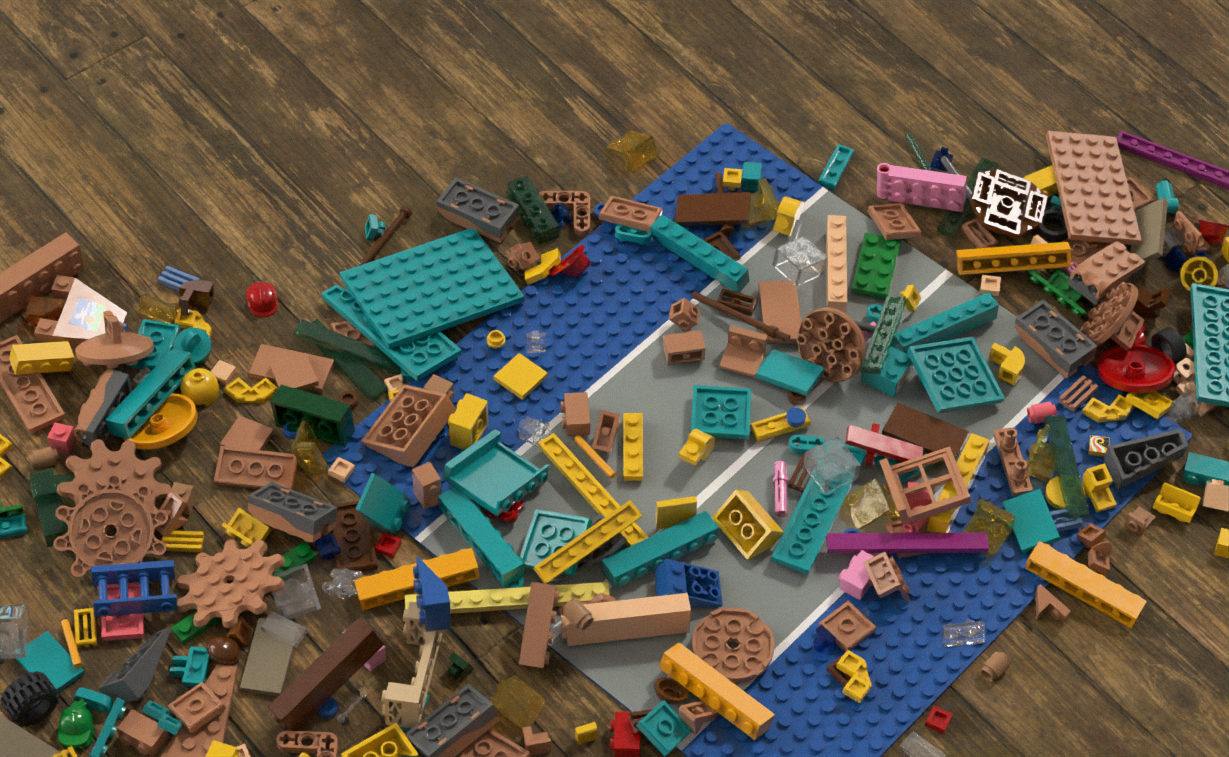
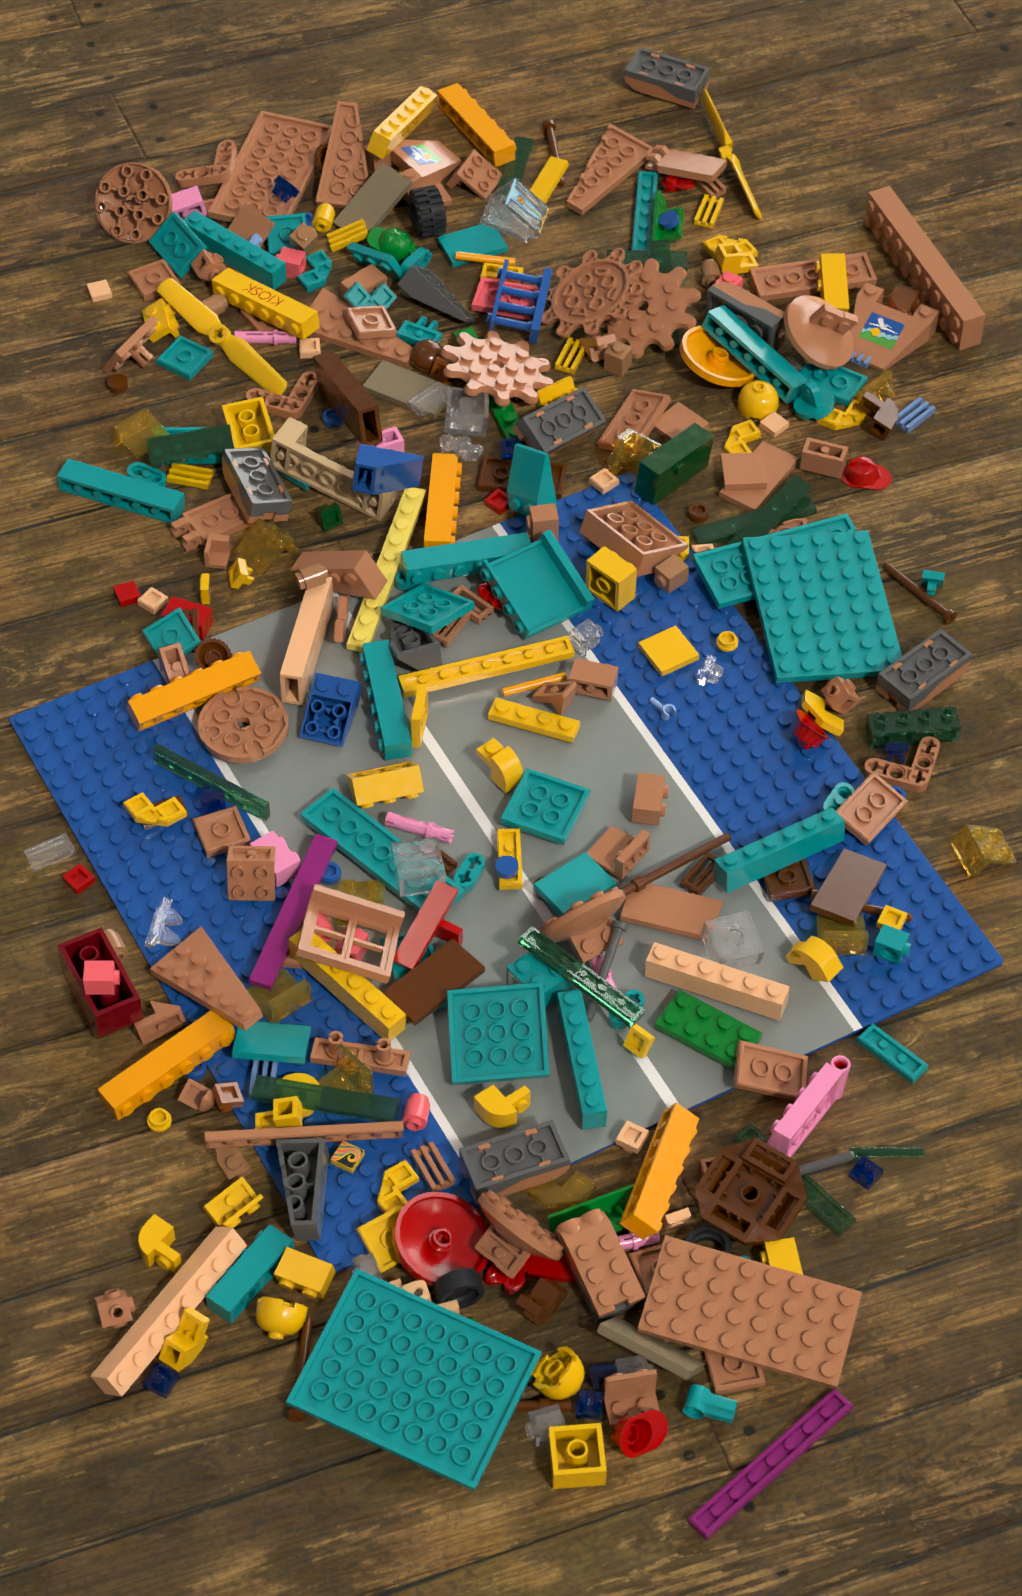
camera: 110 degrees right, 0 degrees up
(25, 439) = (733, 260): none -> yellow brick
(261, 320) = (824, 458): none -> nougat brick
(341, 717) = (317, 426): clear hinge -> none
(512, 534) = (476, 614): none -> nougat tile
(557, 713) = (240, 574): none -> yellow tile
(585, 363) = (664, 709): none -> light blue hand
(587, 542) = (402, 617): yellow plate -> none
(684, 314) = (695, 802): nougat brick -> none
(805, 647) = (202, 777): none -> clear green tile
(998, 584) = (205, 976): none -> nougat wing
(1052, 641) = (102, 1012): none -> dark red brick
(1067, 618) = (100, 977): none -> coral brick
(1119, 487) = (331, 1133): none -> nougat tile
(1130, 579) = (159, 1120): none -> yellow plate
(1206, 439) = (304, 1273): none -> yellow brick

